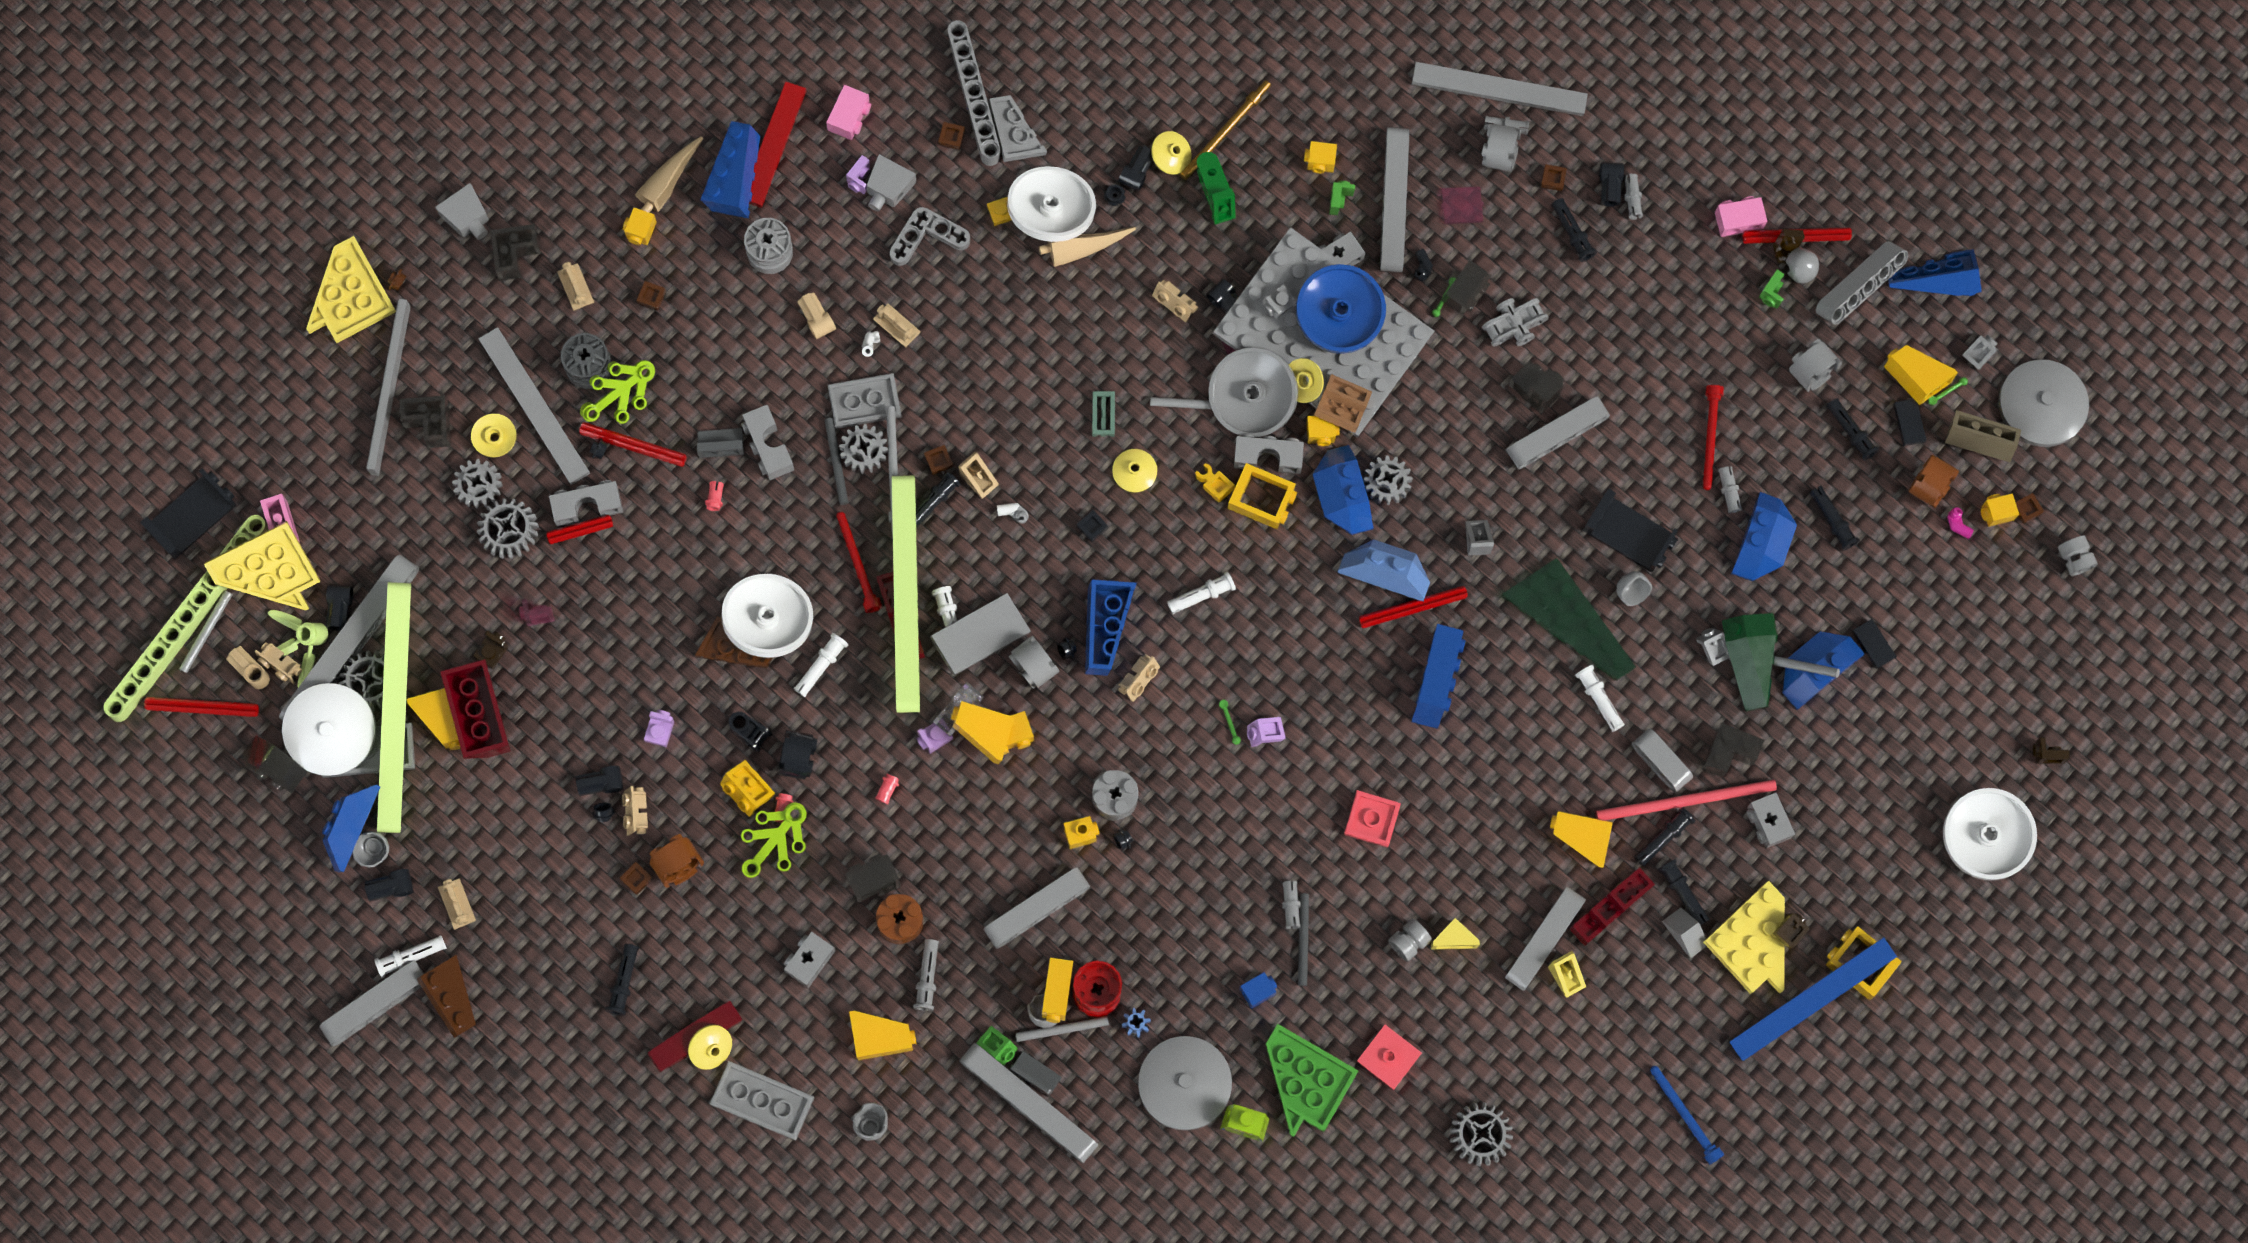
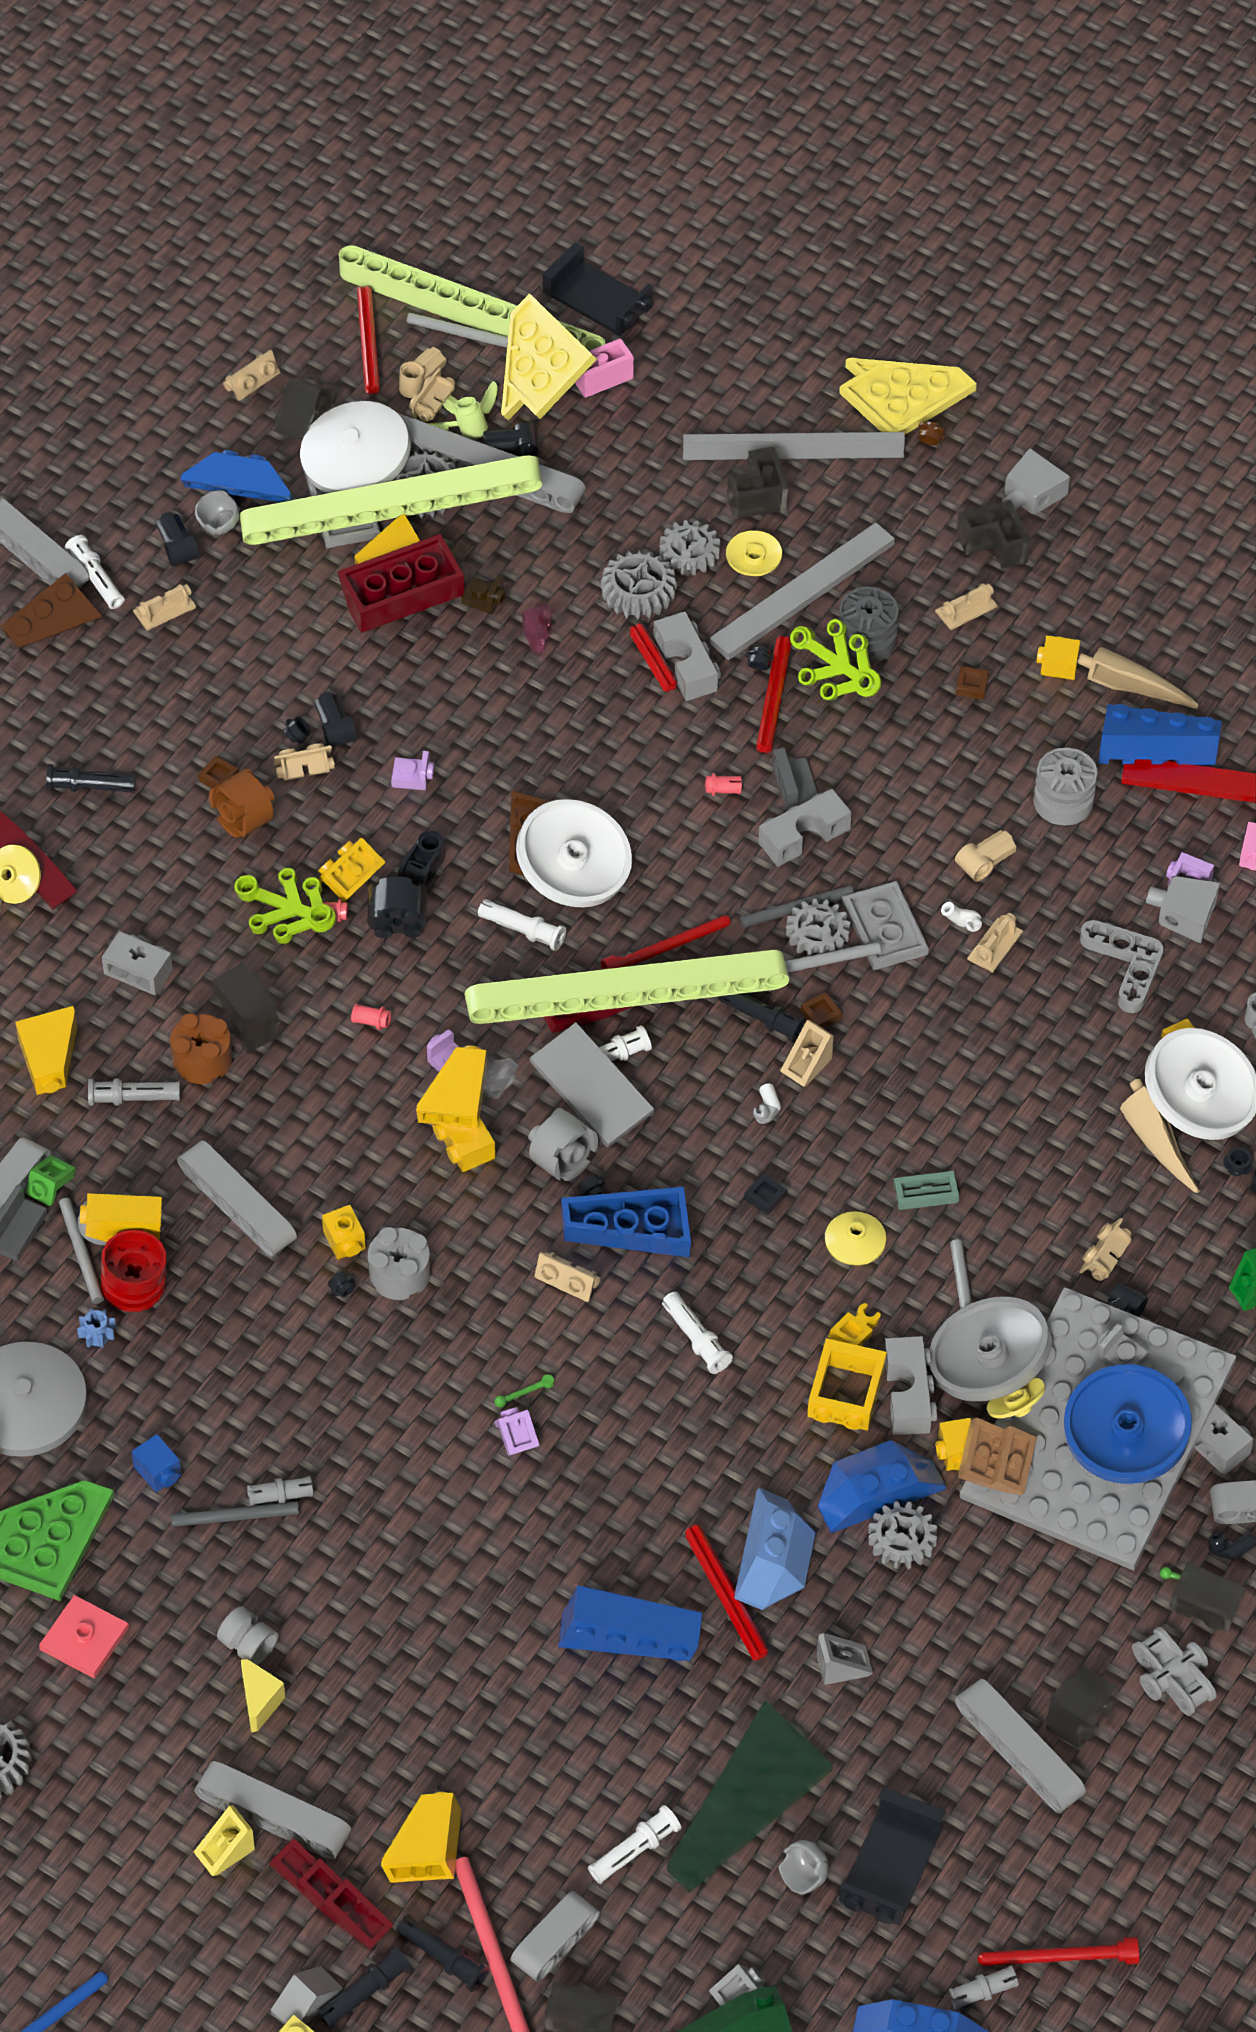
camera: 85 degrees right, 20 degrees down
(216, 797) = (252, 375): none -> tan hinge
(1372, 818) = (413, 1574): coral plate -> none

